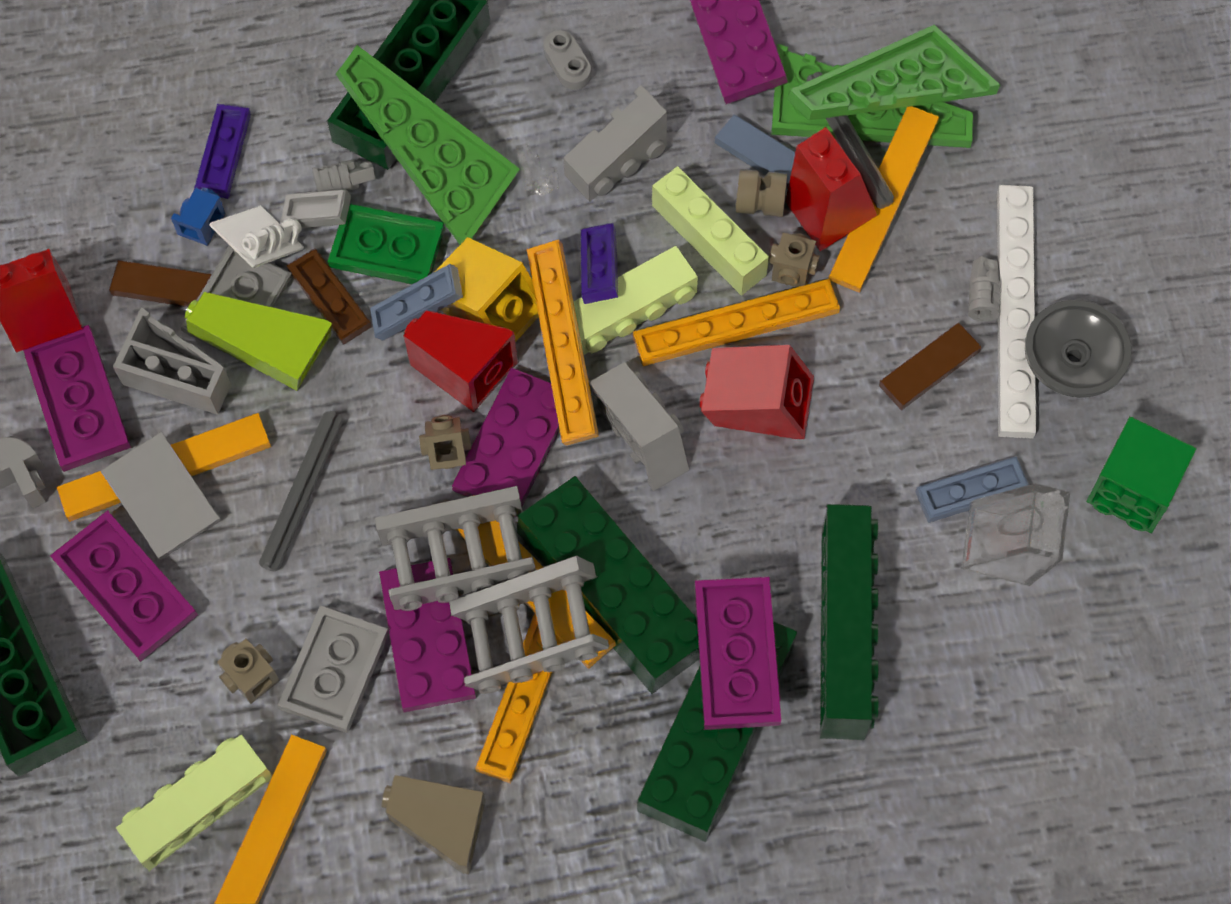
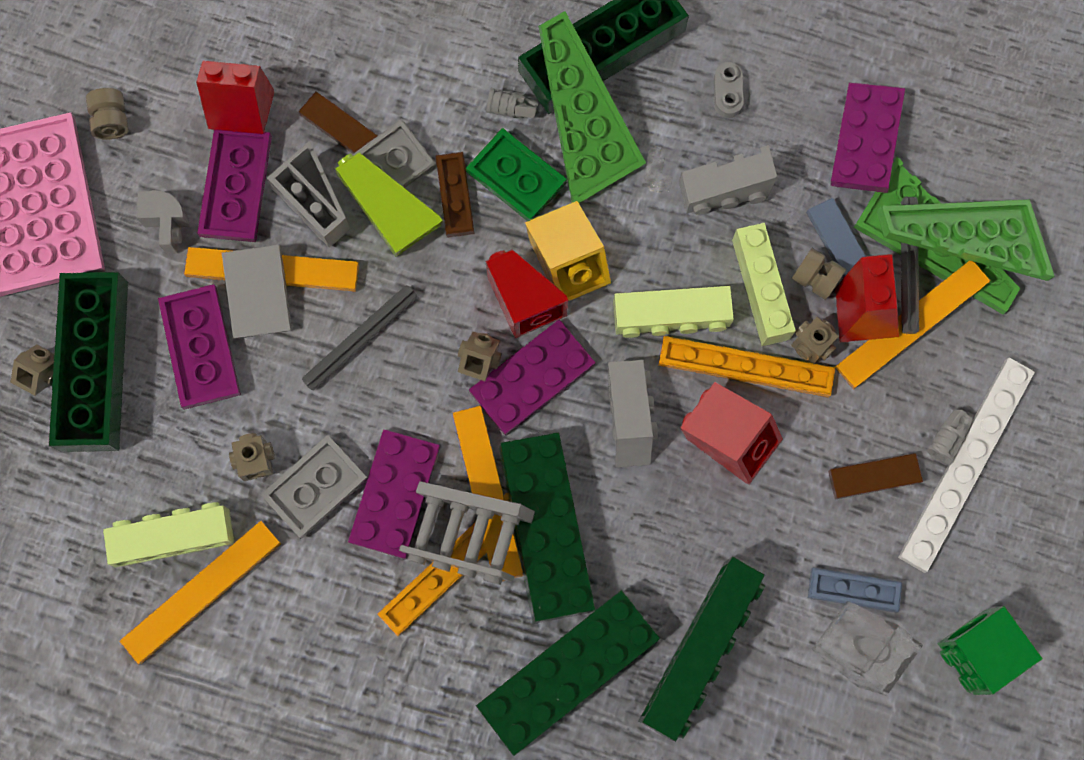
camera: 25 degrees right, 10 degrees up
(197, 214) = (391, 85): blue brick -> none
(223, 149) = (434, 39): dark purple tile -> none
(259, 236) = (425, 122): white hinge -> none
(317, 208) = (478, 121): light grey tile -> none
(427, 294) = (513, 234): sand blue tile -> none
(435, 520) = (436, 415): light grey fence -> none
(437, 816) = (331, 638): dark tan slope -> none
(562, 343) = (604, 321): light orange tile -> none
(599, 263) = (664, 271): dark purple tile -> none
(737, 653) = (604, 636): magenta plate -> none
(1079, 331) = (1015, 522): dark grey dish -> none

